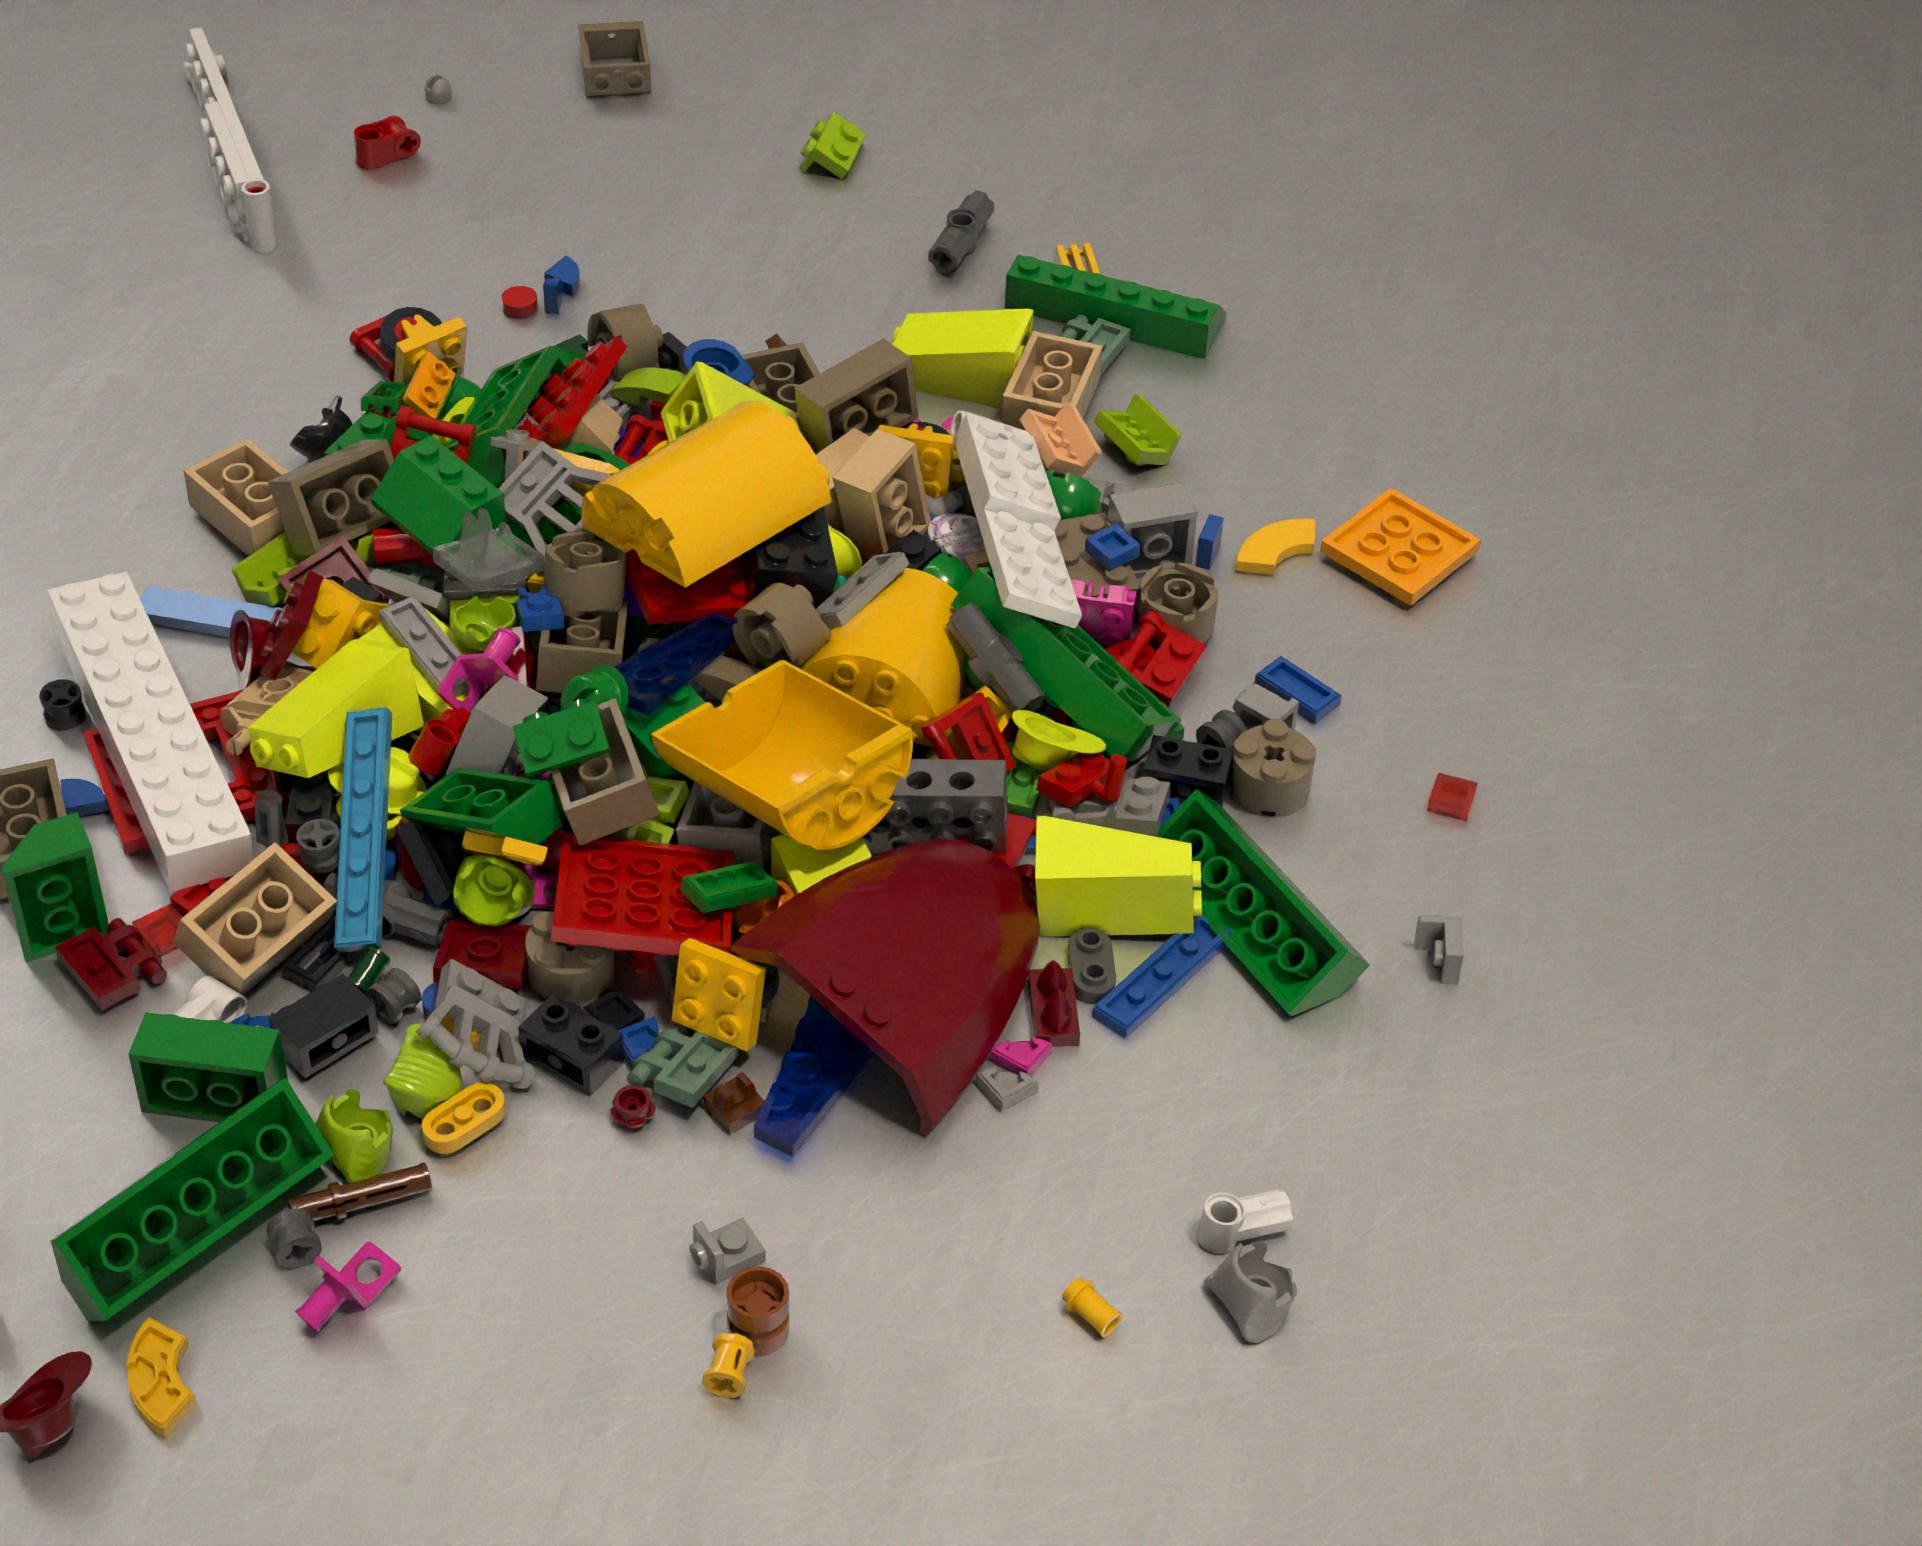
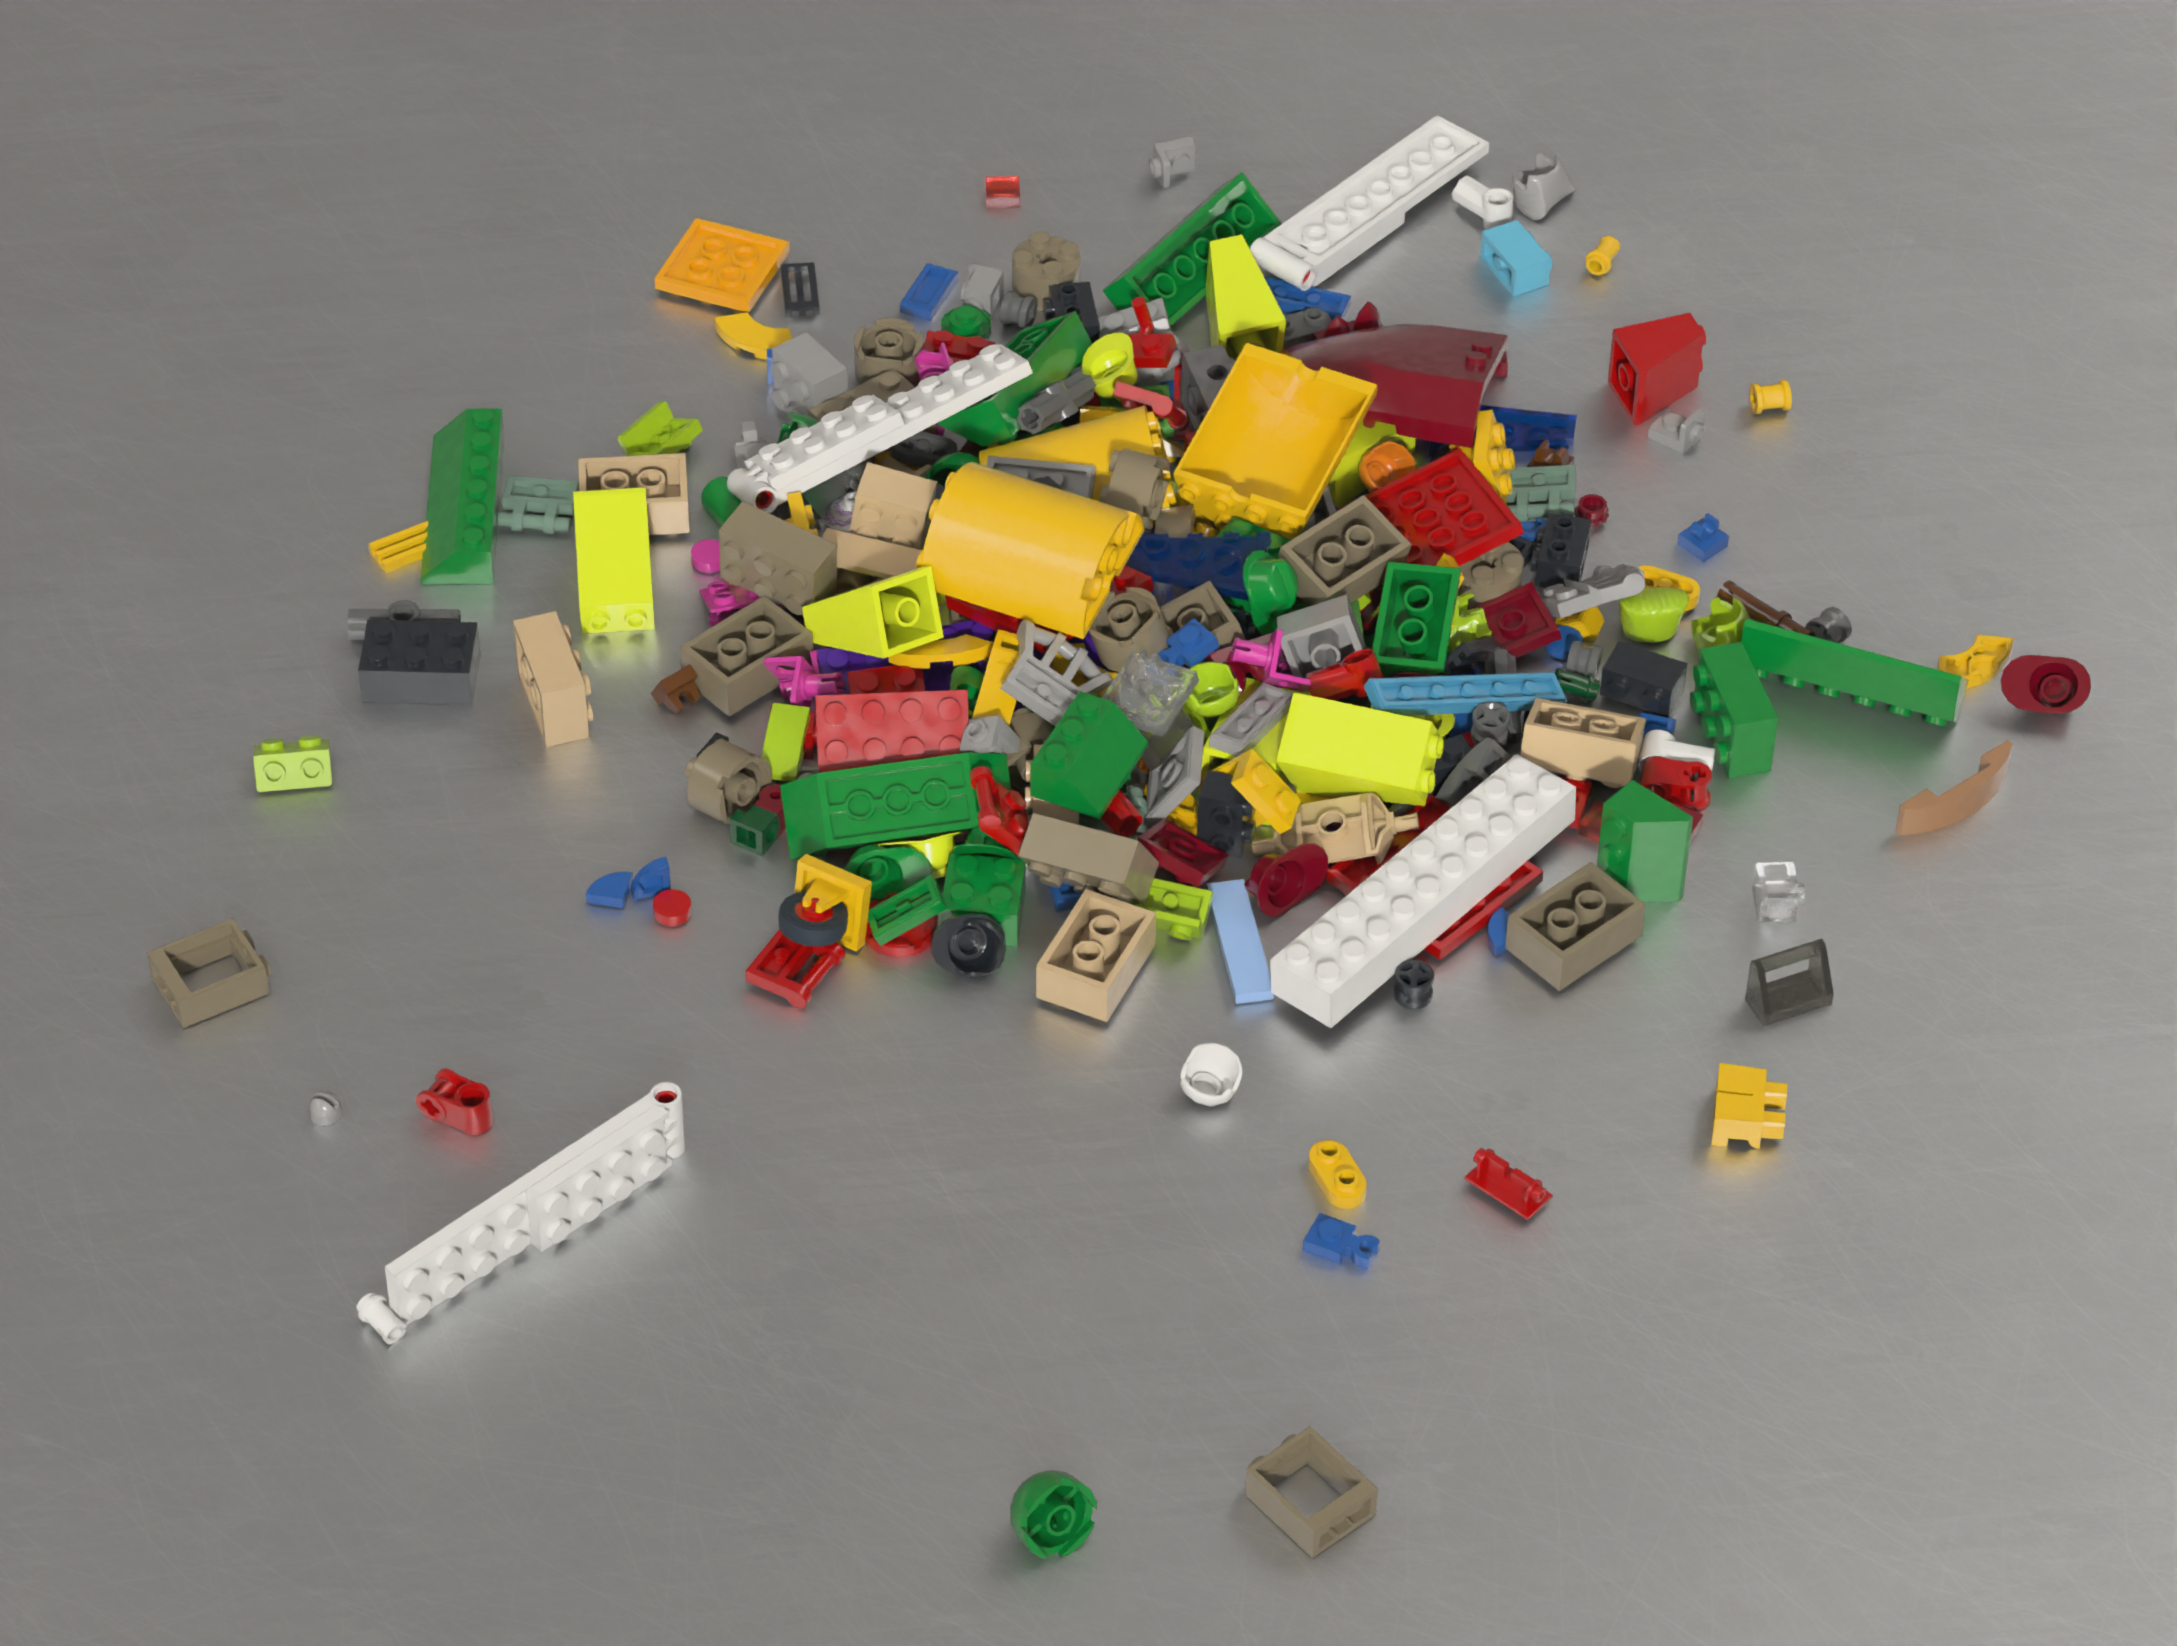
camera: 110 degrees left, 0 degrees up
(61, 532) = (1211, 1074): none -> white hair
(159, 992) = (1675, 781): none -> red piece
(289, 623) = (1282, 809): dark red plate -> none
(345, 1285) = (1852, 590): dark pink bracket -> none
(429, 386) = (894, 875): light orange bracket -> none
(527, 1196) = (1703, 538): none -> blue tile
(561, 737) = (1345, 557): green bracket -> none
(720, 357) = (764, 677): blue piece -> none
(728, 886) = (1399, 469): green plate -> none
(759, 1308) = (1726, 387): dark orange wheel -> none
(820, 1237) = (1655, 364): none -> red slope
(822, 276) = (552, 678): none -> tan brick
(902, 226) = (419, 662): none -> black brick
(1062, 440) = (721, 453): light nougat bracket -> none
(1112, 547) = (866, 380): blue tile -> none
(1119, 1205) = (1515, 258): none -> medium azure brick
(1212, 689) = (967, 322): none -> green plate
(1283, 1096) = (1366, 204): none -> white hinge
(1343, 597) = (801, 305): none -> black tile

